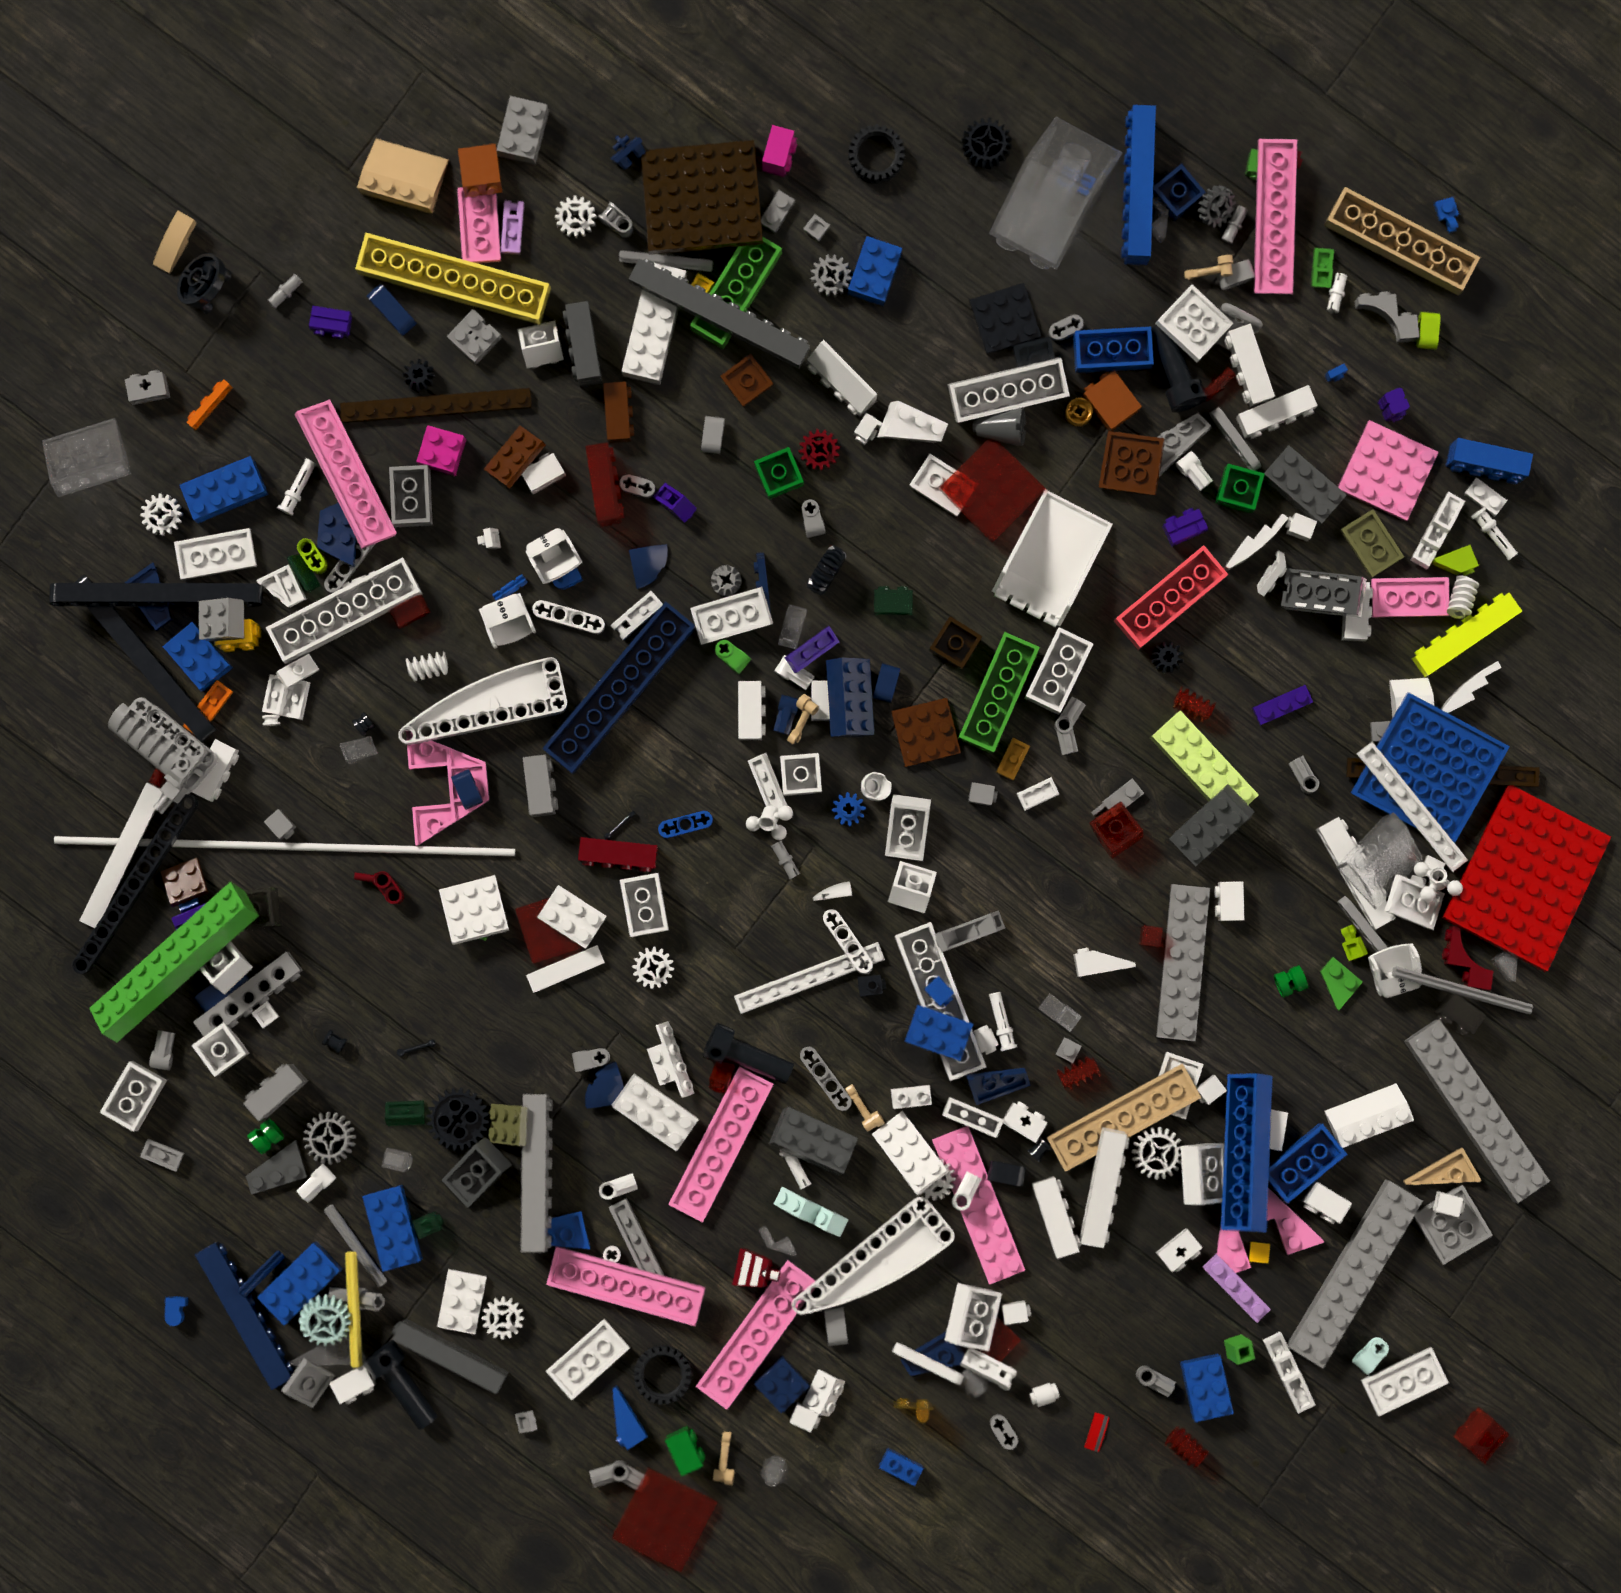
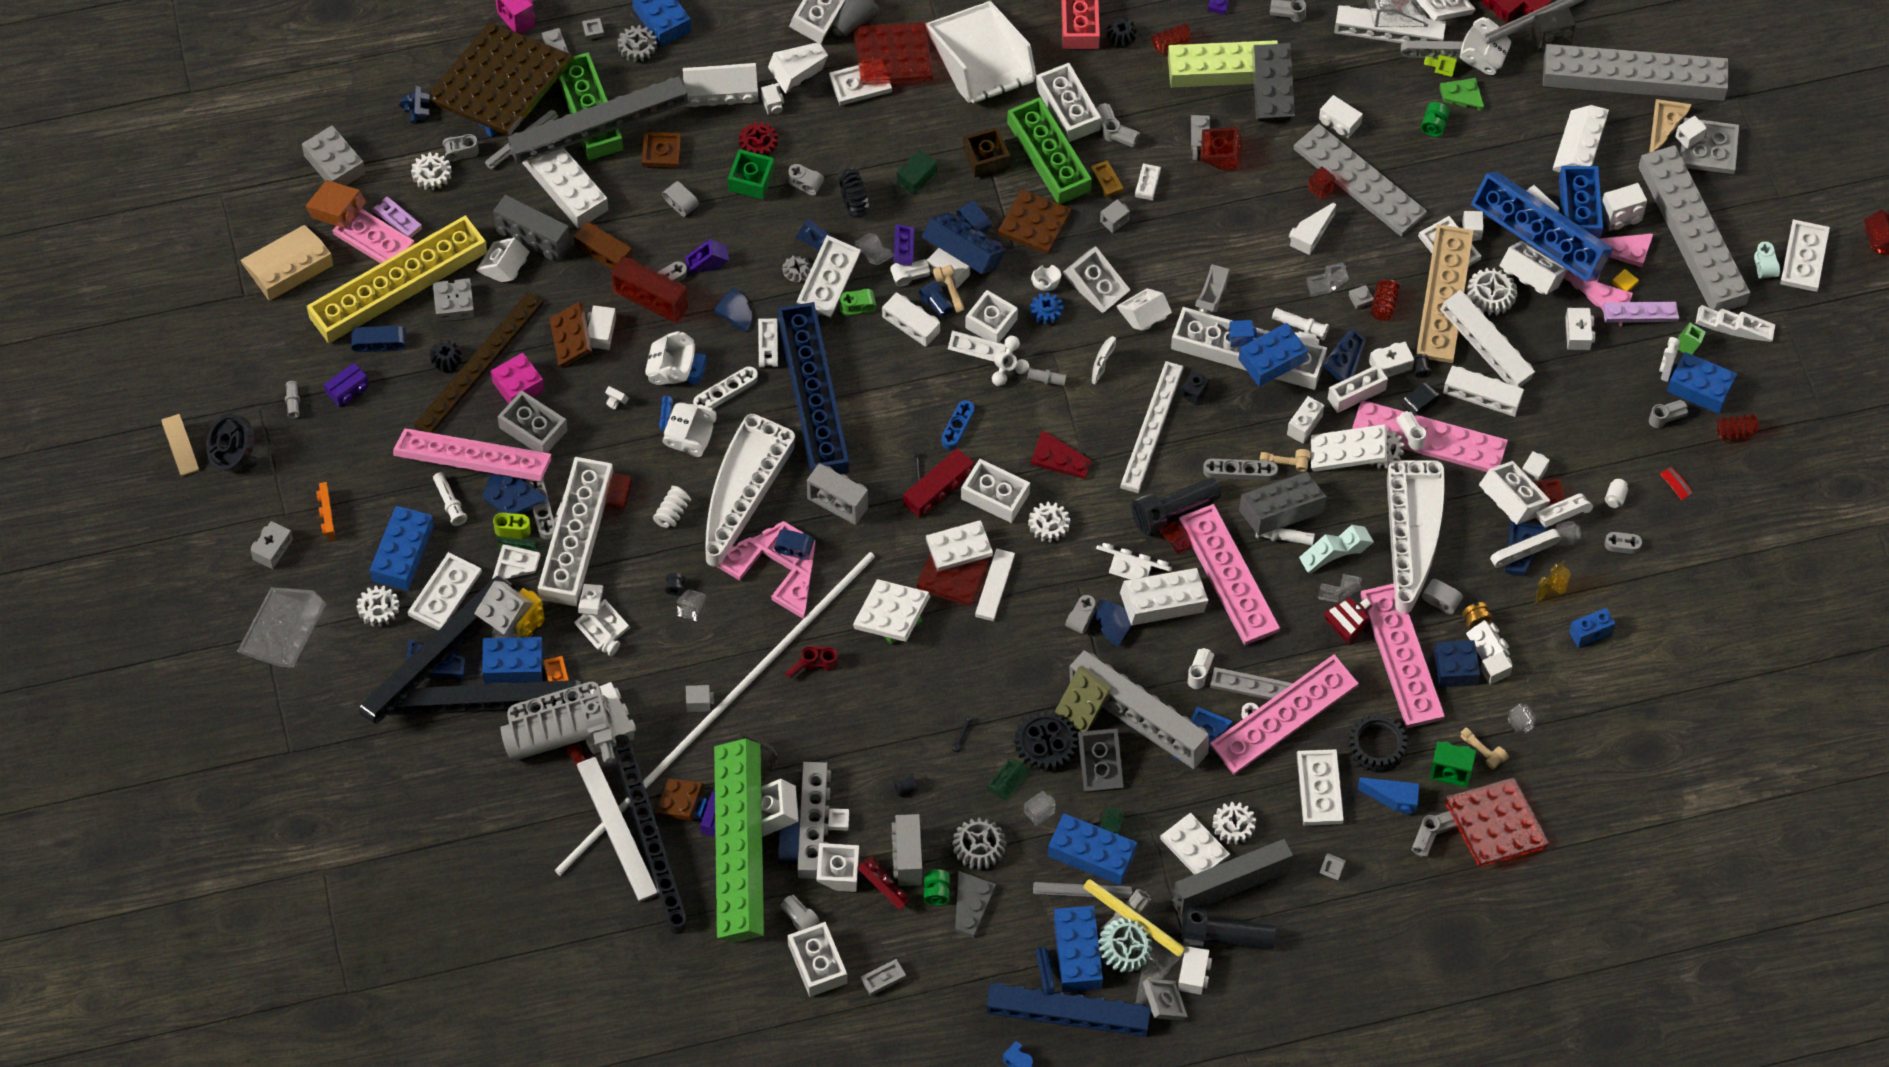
camera: 50 degrees left, 25 degrees down
(237, 1085) = (880, 878): none -> dark red wing
(319, 1180) = (1006, 875): white piece -> none
(721, 927) = (1059, 457): none -> dark red wing
(838, 1369) = (1476, 614): none -> pearl gold wheel
(849, 940) = (1147, 381): white beam -> none
(1201, 1350) = (1669, 358): none -> white plate

